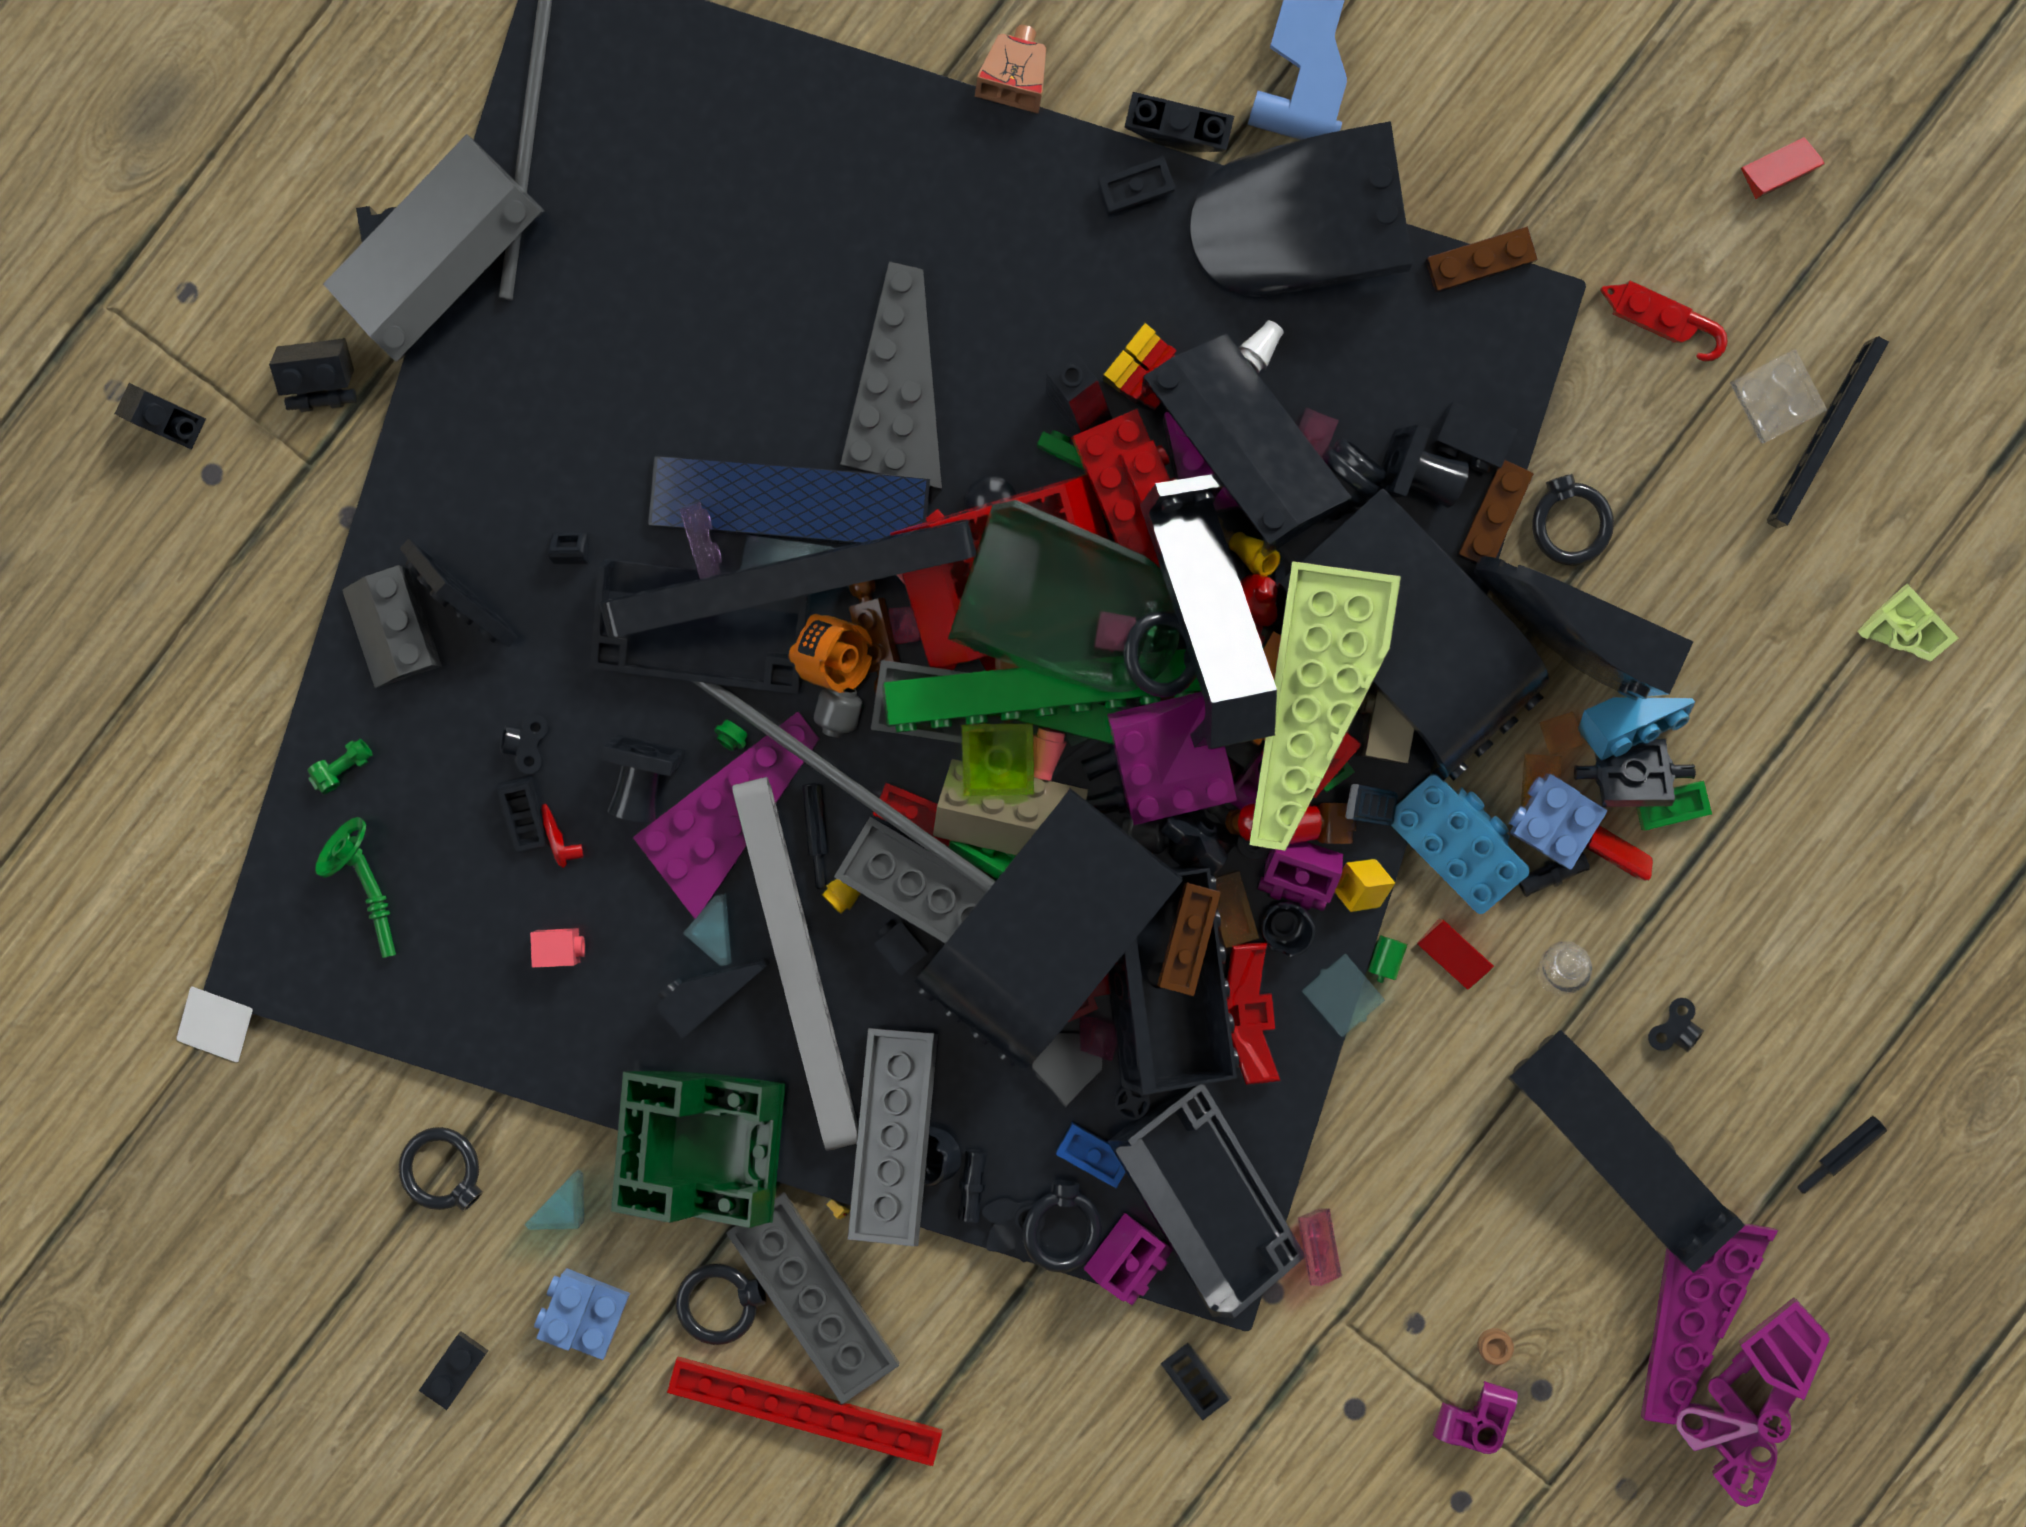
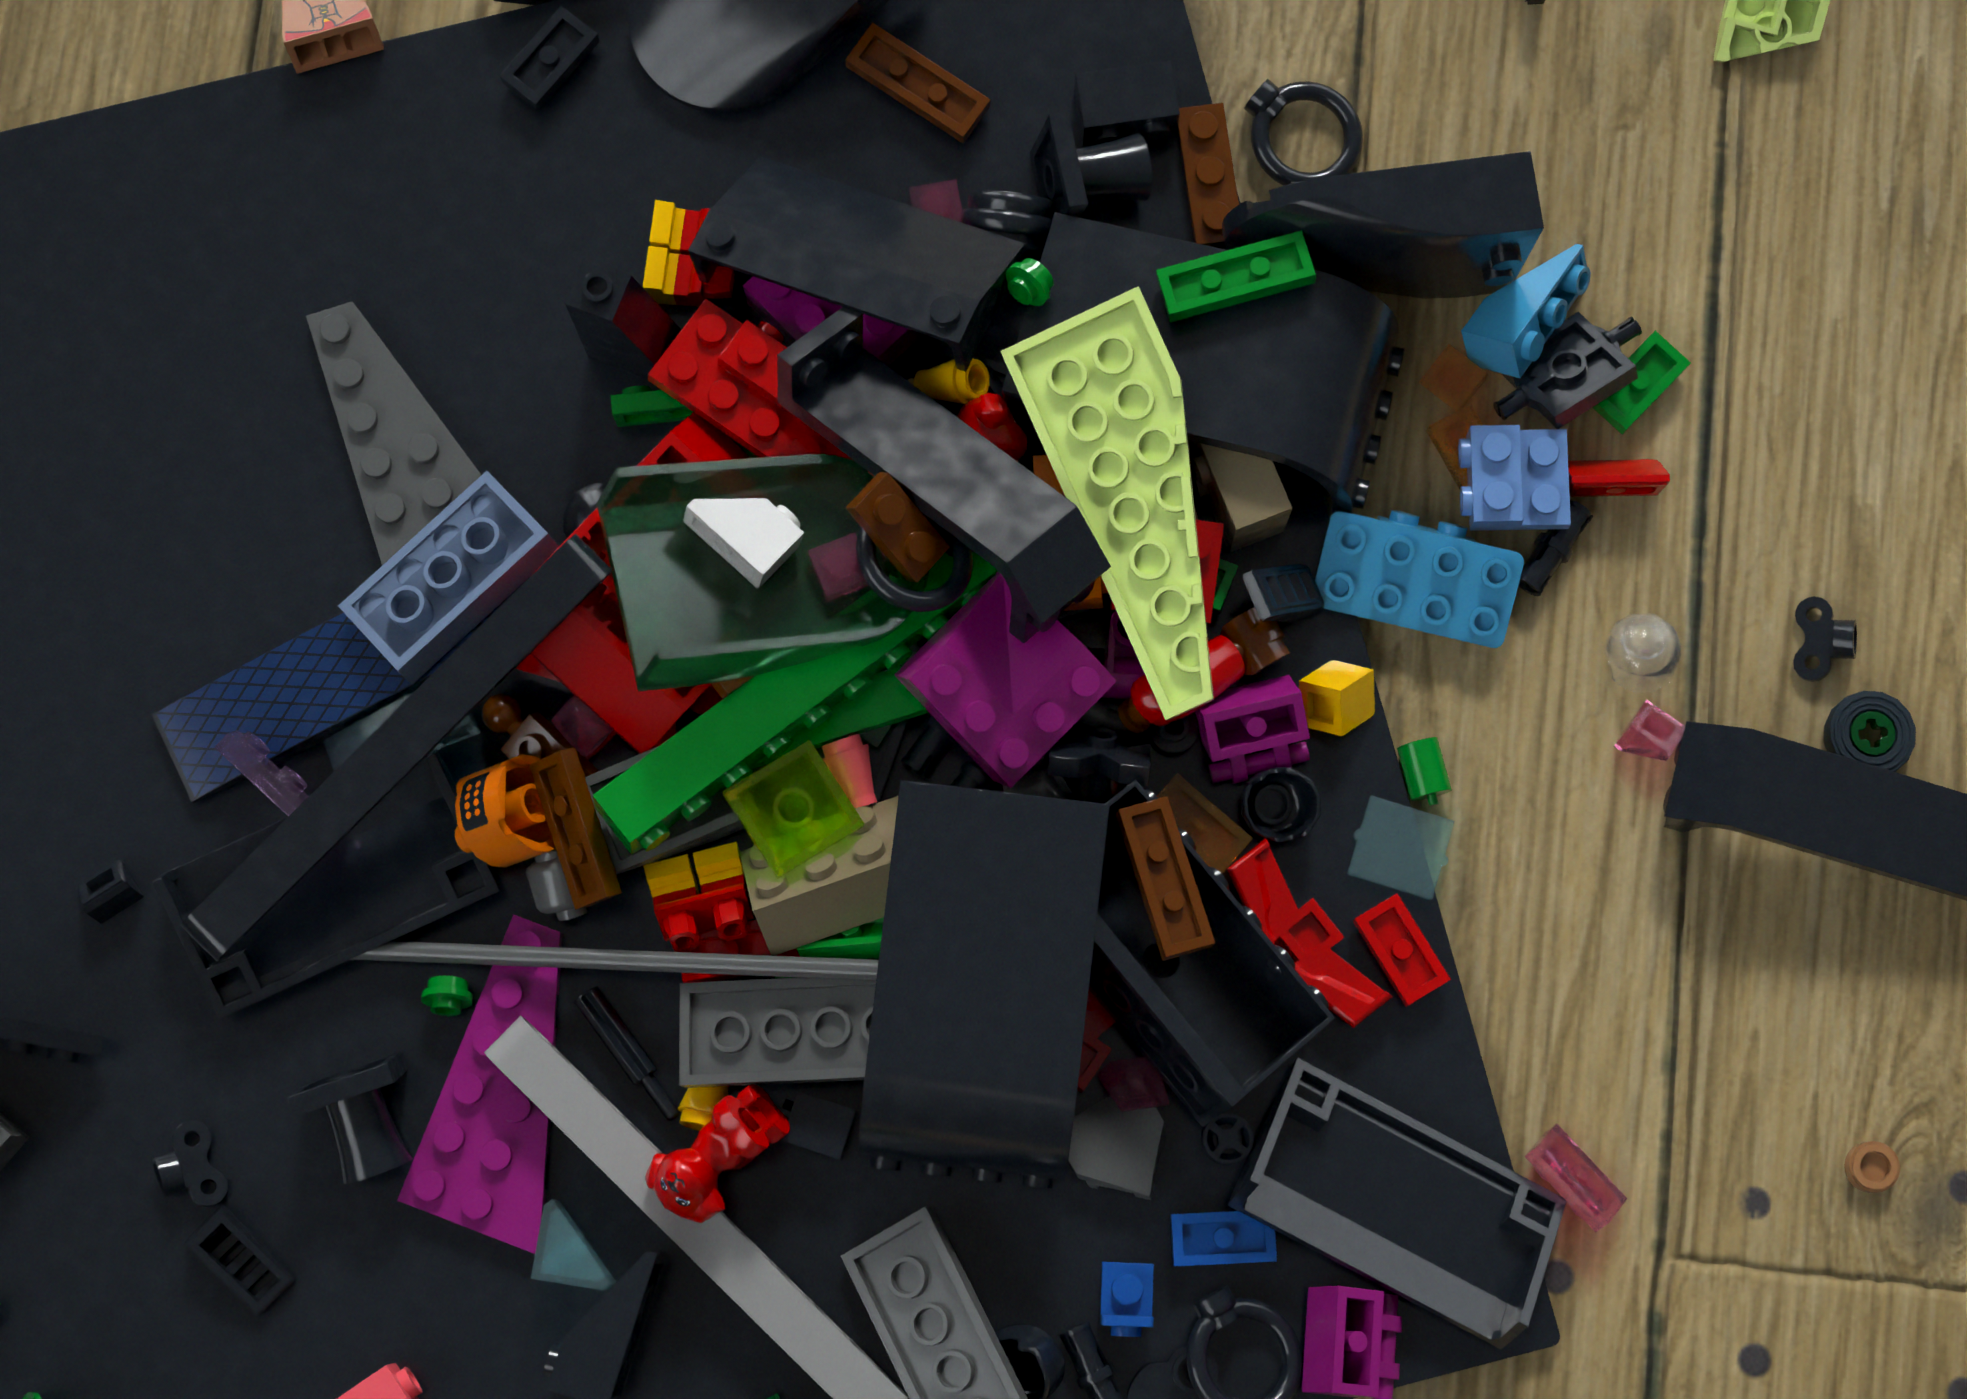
camera: 30 degrees left, 10 degrees down
(560, 852) = (298, 1263): red bar -> none
(844, 926) = (736, 1134): none -> red animal
(863, 689) = (575, 828): none -> reddish brown plate
(878, 488) = (449, 577): none -> sand blue slope
(897, 771) = (685, 912): none -> red hips
(1017, 1153) = (1126, 1297): none -> blue bracket
(1071, 580) = (746, 533): none -> white slope
(1162, 633) = (897, 527): none -> reddish brown plate
(1261, 345) = (812, 146): white cone -> none
(1304, 1056) = (1401, 950): none -> red plate
(1338, 526) = (1029, 282): none -> green plate
(1353, 343) = (918, 83): none -> reddish brown plate
(1454, 954) = (1501, 715): red slope -> none
(1465, 602) = (1236, 276): none -> green plate
(1493, 1410) = (1922, 1245): magenta piece -> none
(1536, 1019) = (1651, 733): none -> clear pink slope
(1661, 1084) = (1883, 714): none -> black bush

